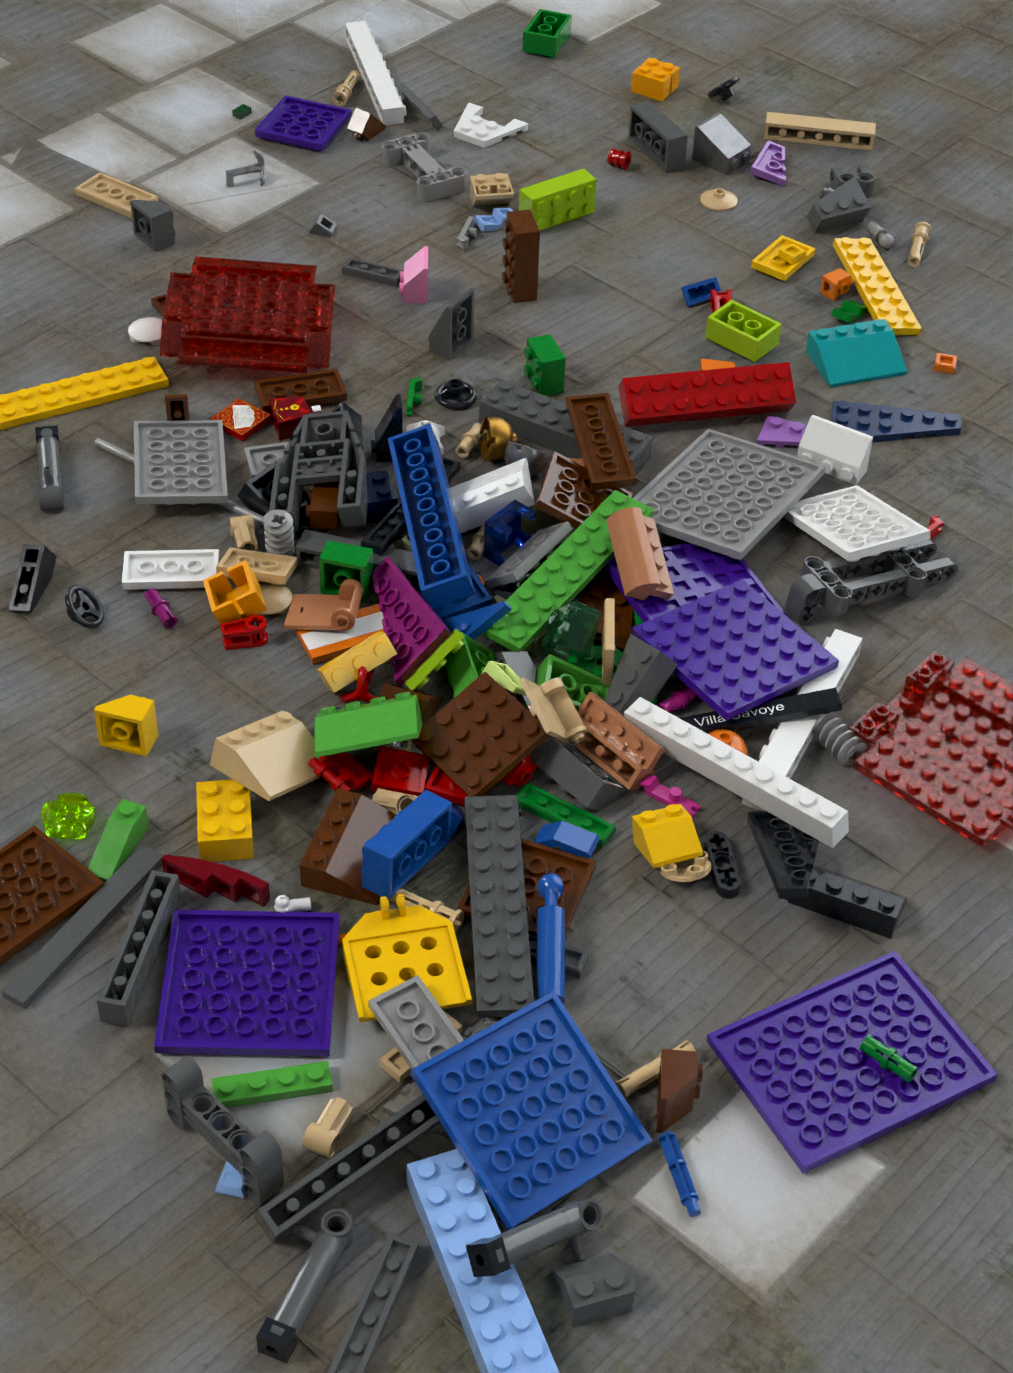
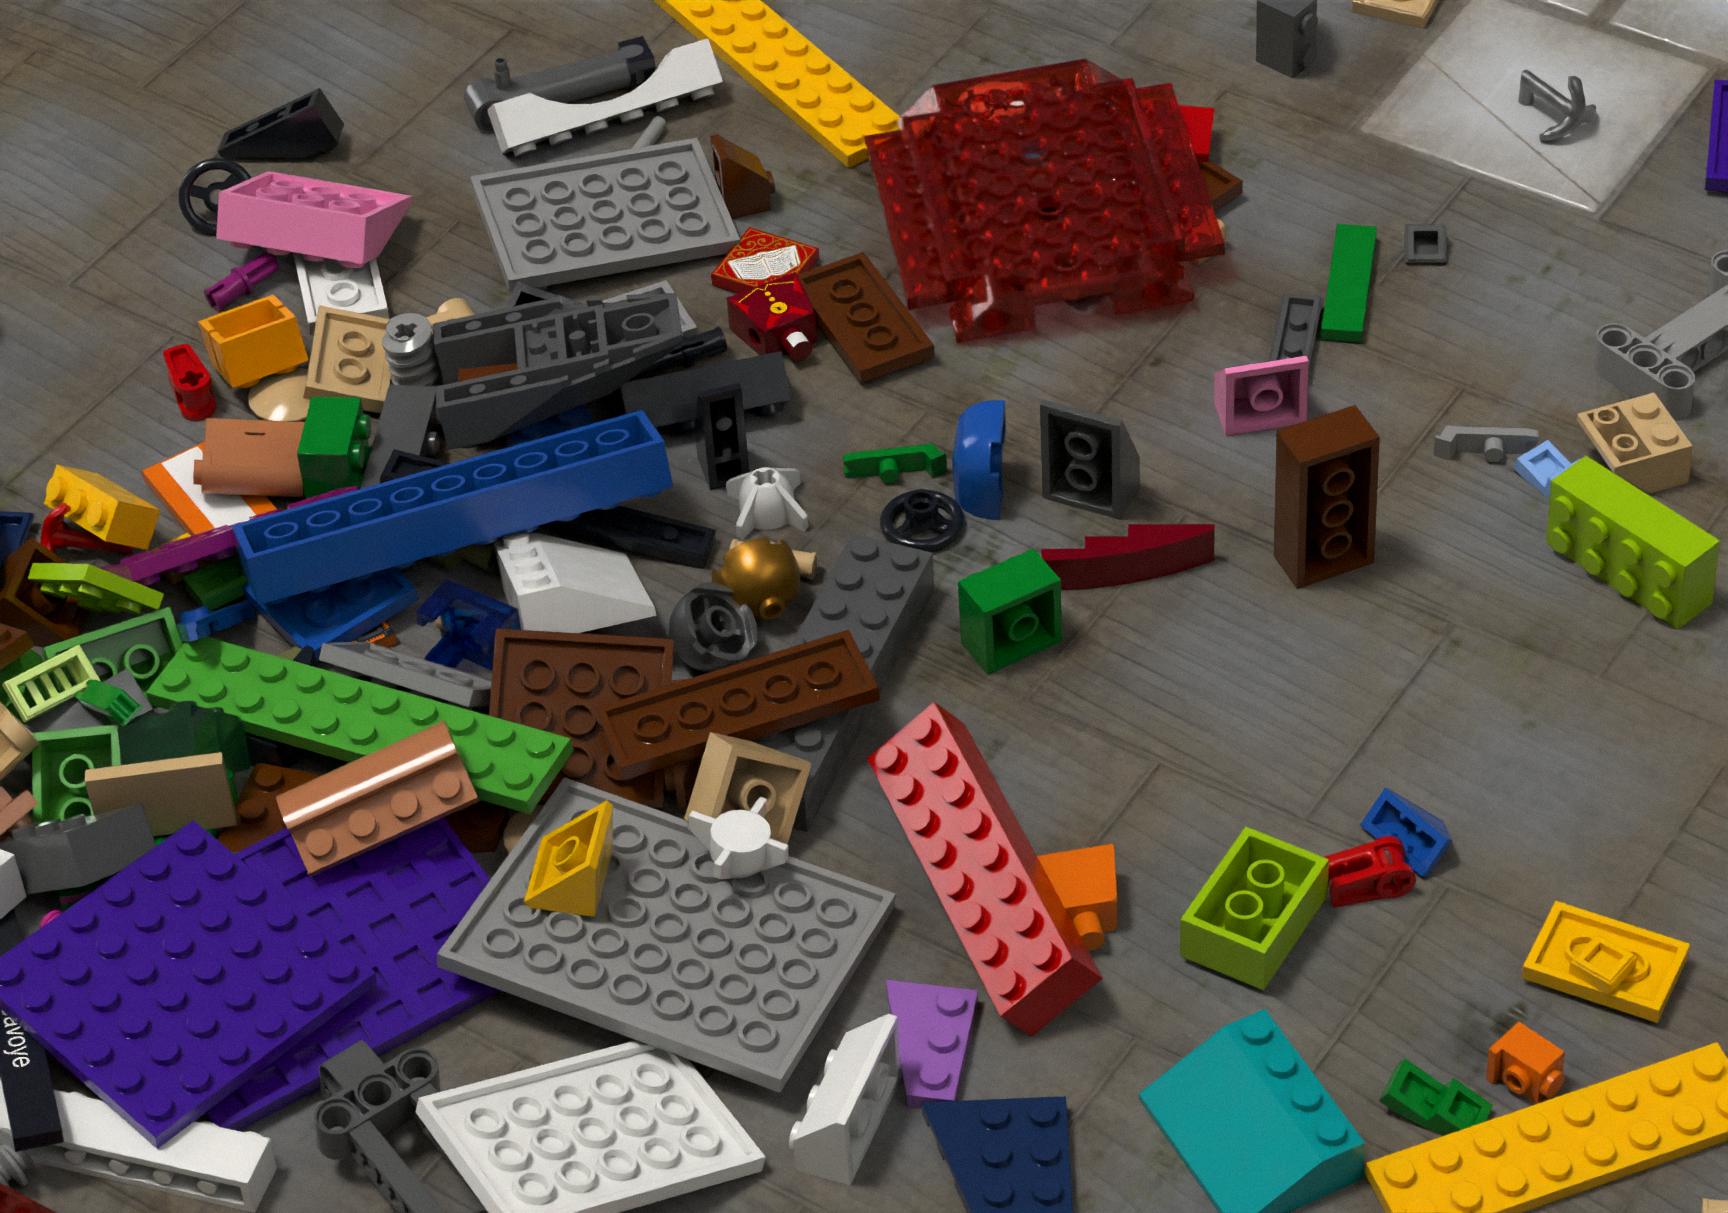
camera: 85 degrees right, 0 degrees up
(74, 424) = (532, 119): none -> white arch
(134, 562) = (309, 218): none -> bright pink slope
(338, 249) = (1349, 283): none -> green tile
(435, 359) = (979, 458): none -> blue brick
(508, 335) = (1142, 555): none -> dark red slope
(537, 651) = (110, 701): none -> green piece
(650, 451) = (740, 772): none -> tan slope
(688, 453) = (739, 841): none -> white piece
(693, 498) = (573, 864): none -> yellow slope

